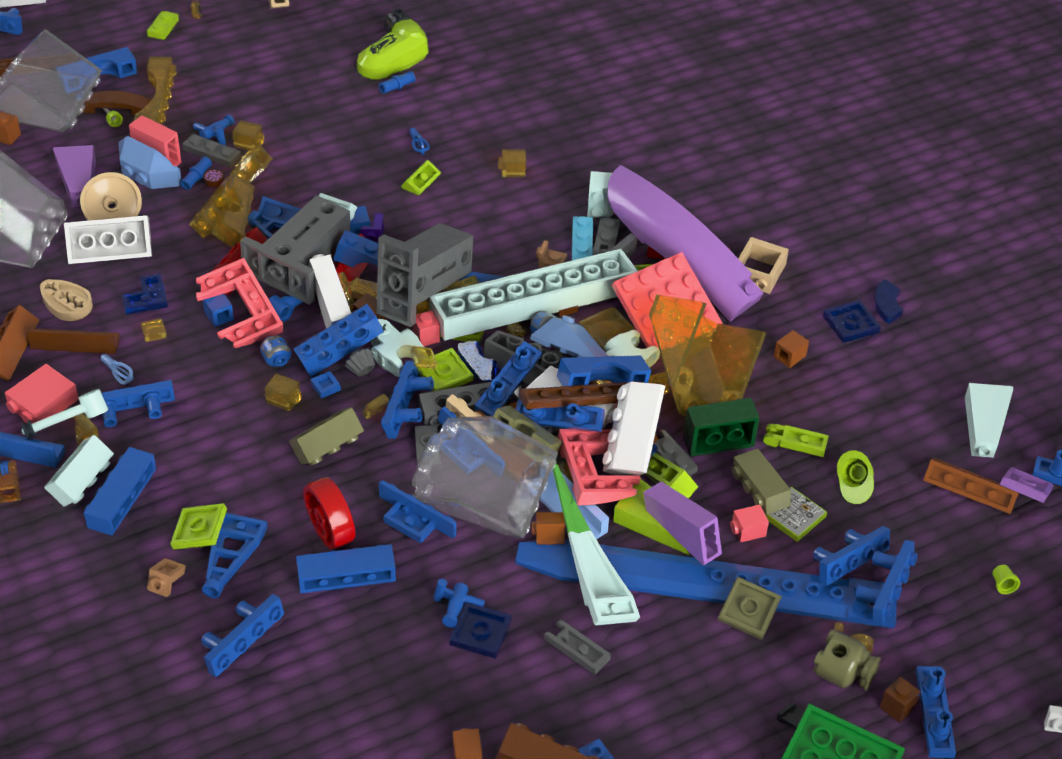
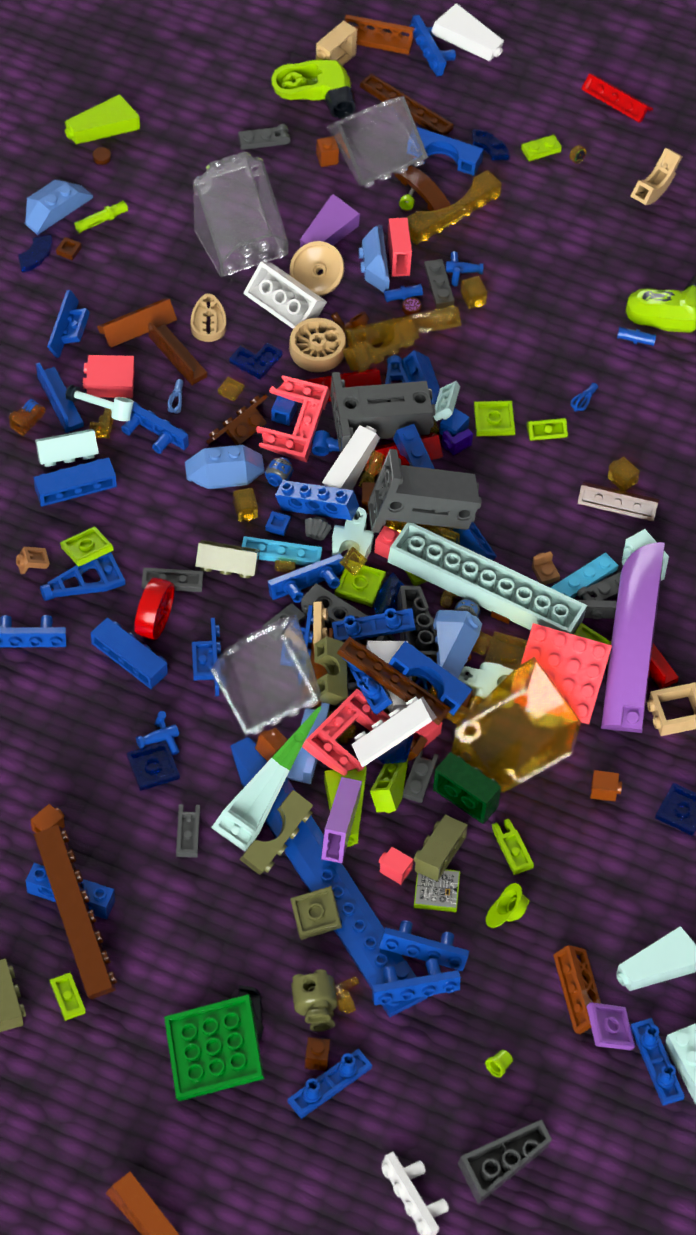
camera: 50 degrees right, 10 degrees up
(135, 46) = (493, 146): none -> clear blue tile
(181, 250) = (317, 344): none -> tan piece
(187, 214) = (358, 320): none -> reddish brown plate
(199, 343) = (242, 425): none -> reddish brown bracket
(226, 384) = (224, 467): none -> medium blue wedge
(291, 496) = (182, 579): none -> dark grey plate
(359, 397) = (284, 551): none -> medium azure plate
(378, 197) = (494, 418): none -> lime plate
(534, 182) = (618, 501): none -> panel
(640, 552) = (292, 812): none -> olive arch

